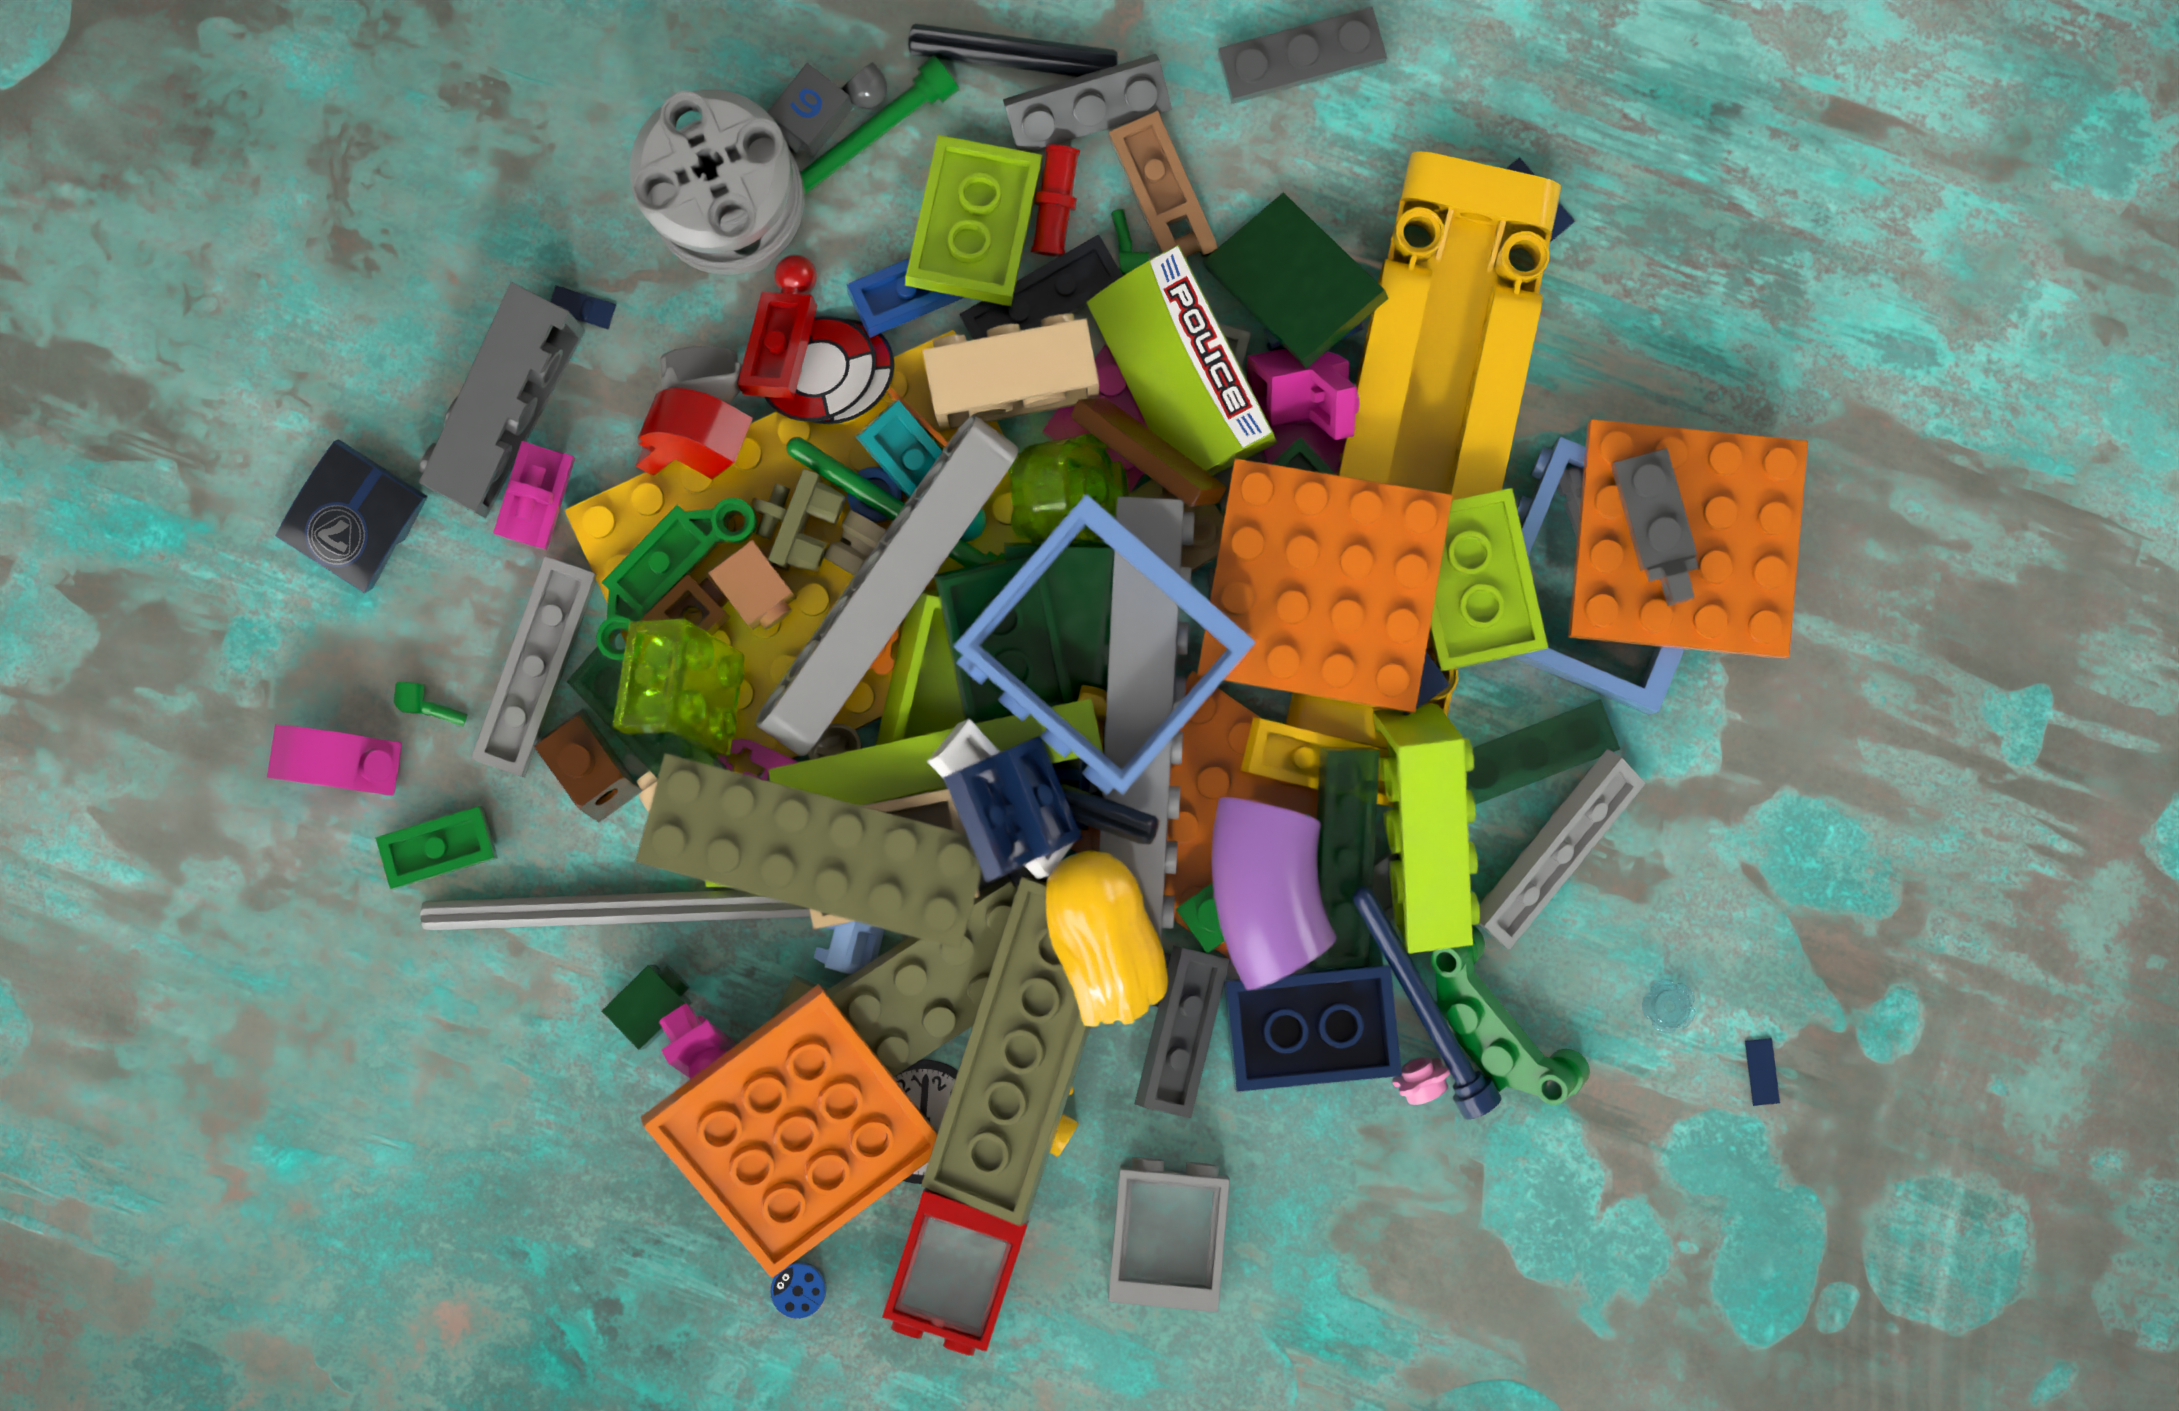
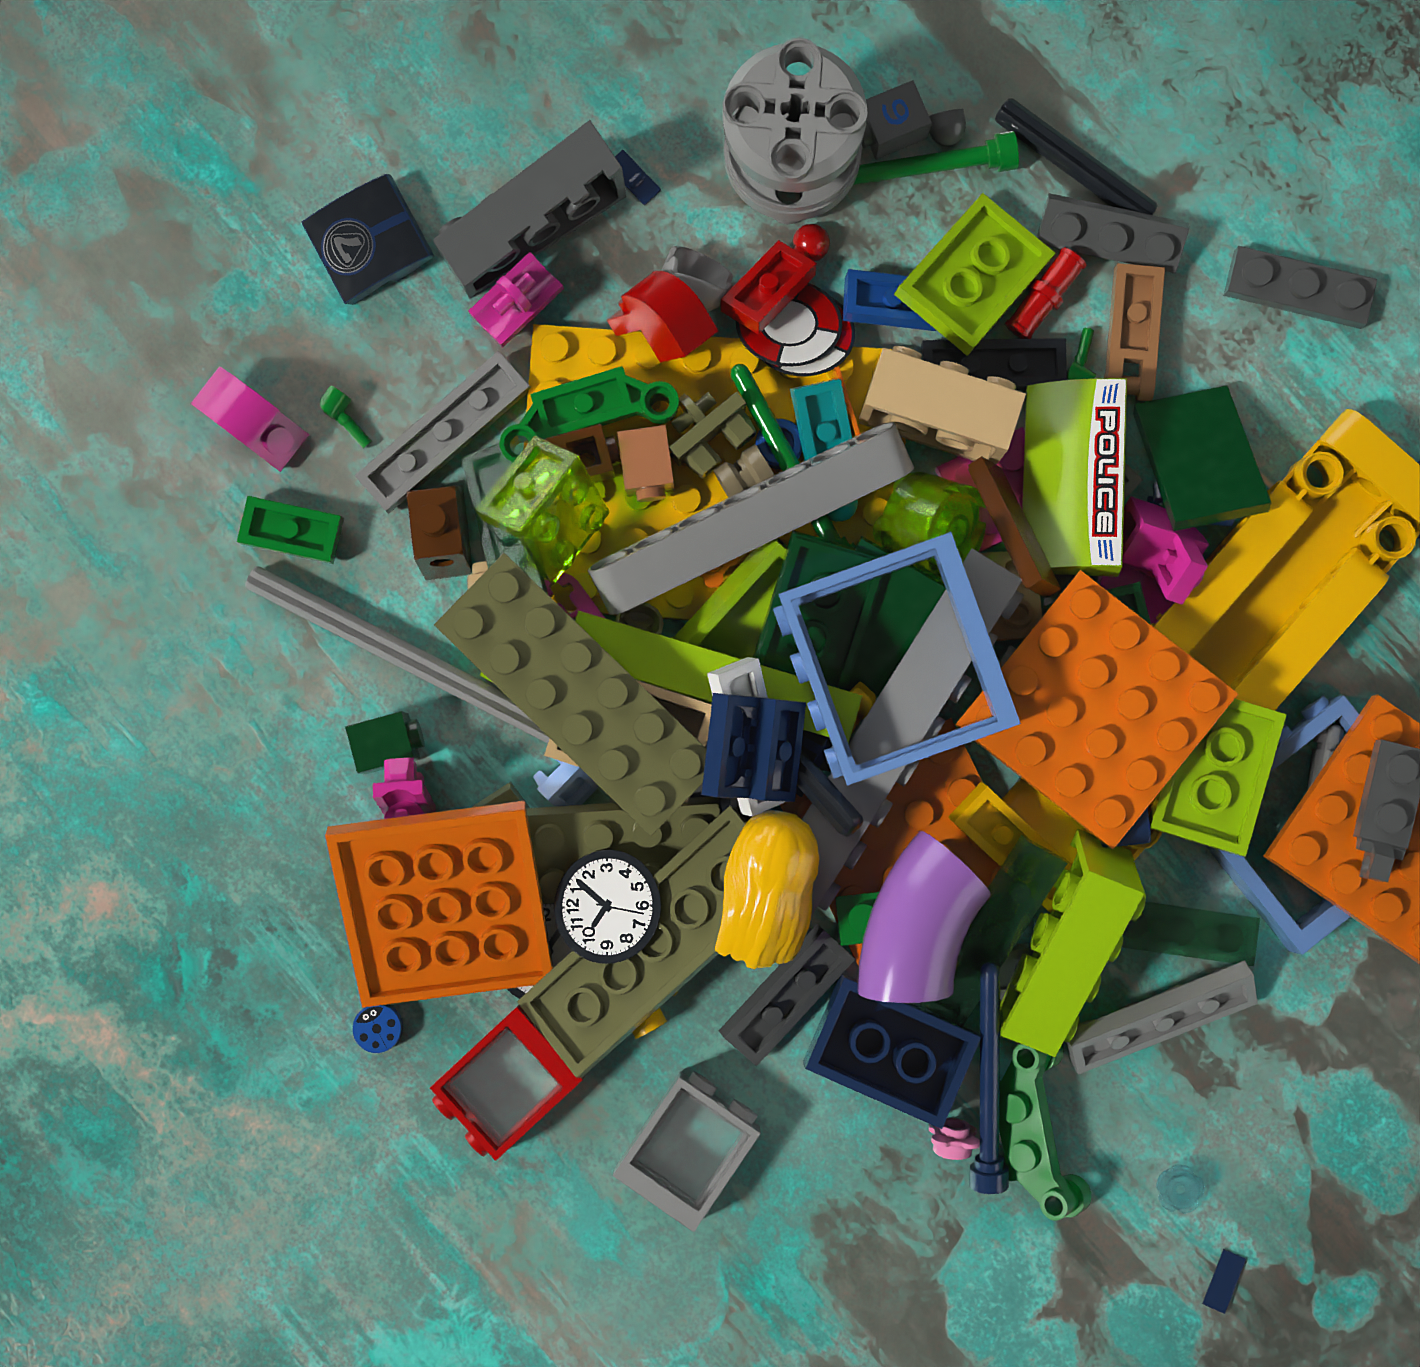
camera: 30 degrees right, 0 degrees up
(957, 1042) = (607, 906): none -> sticker

